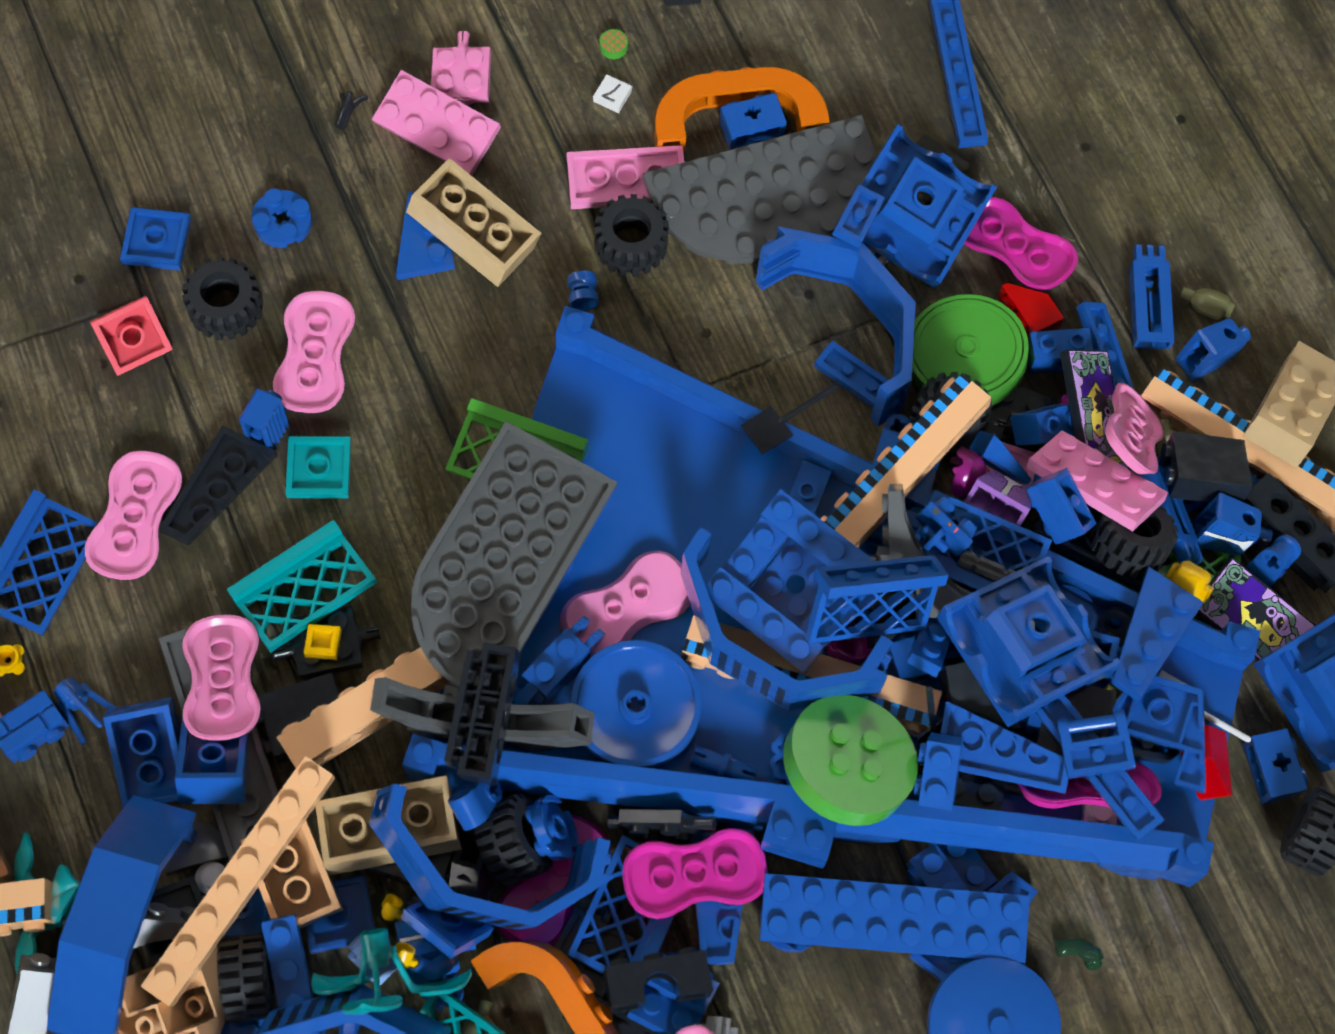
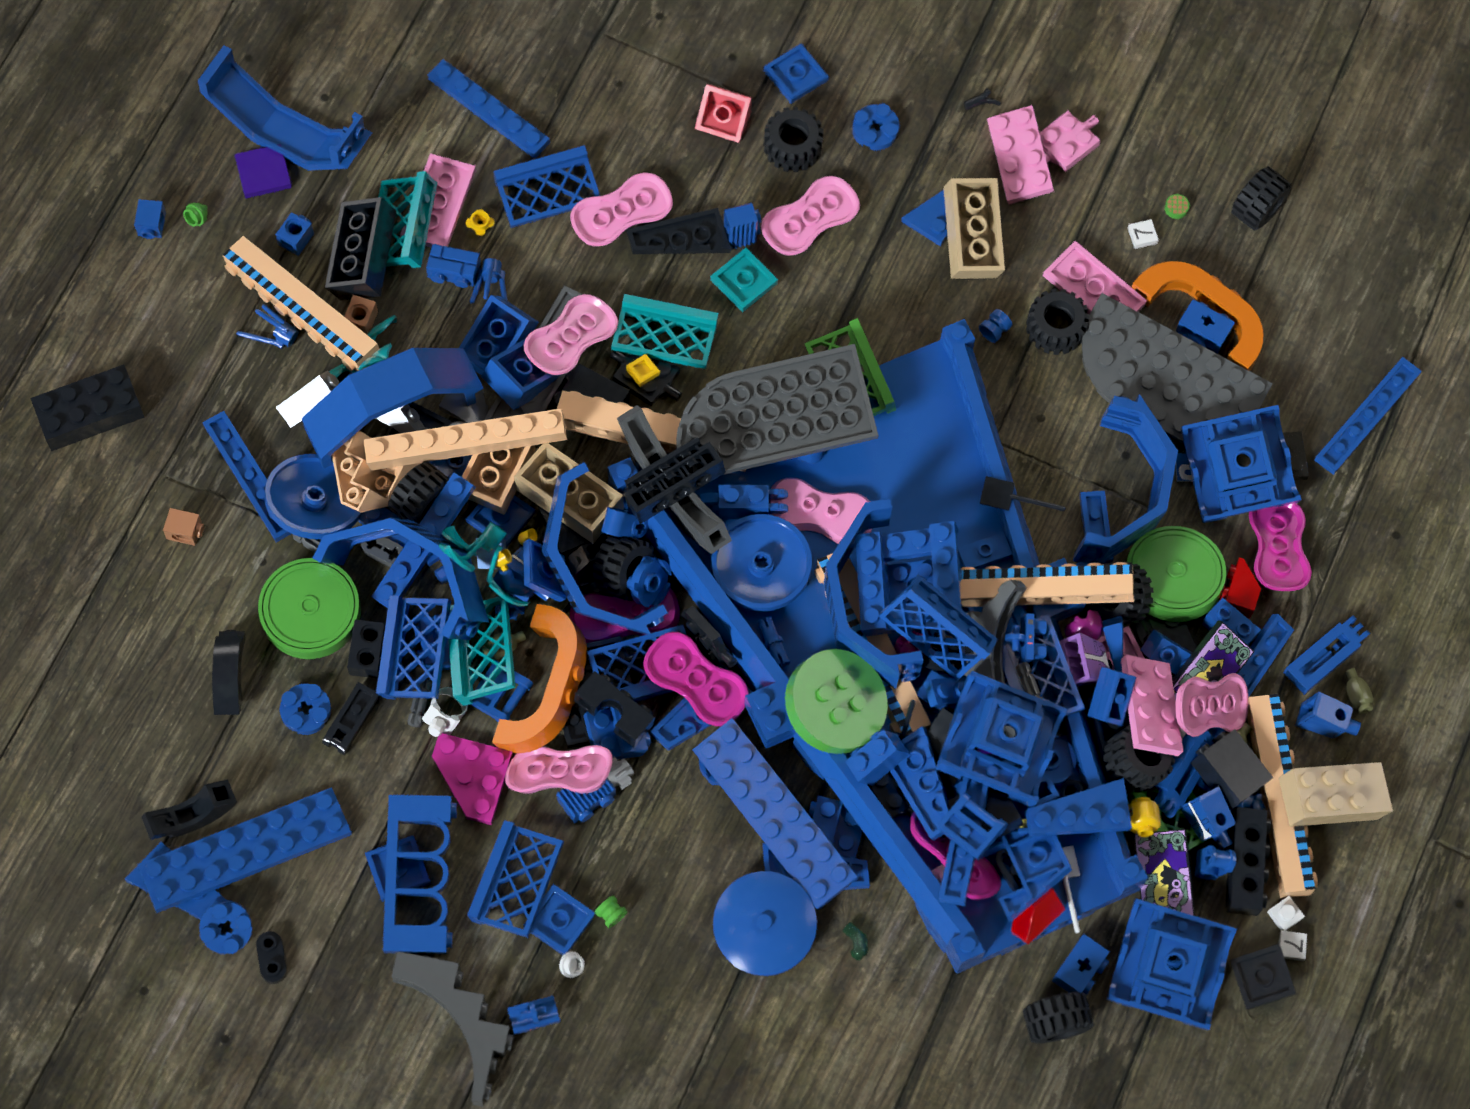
camera: 50 degrees right, 0 degrees up
(858, 216) = (1191, 432): blue plate -> none

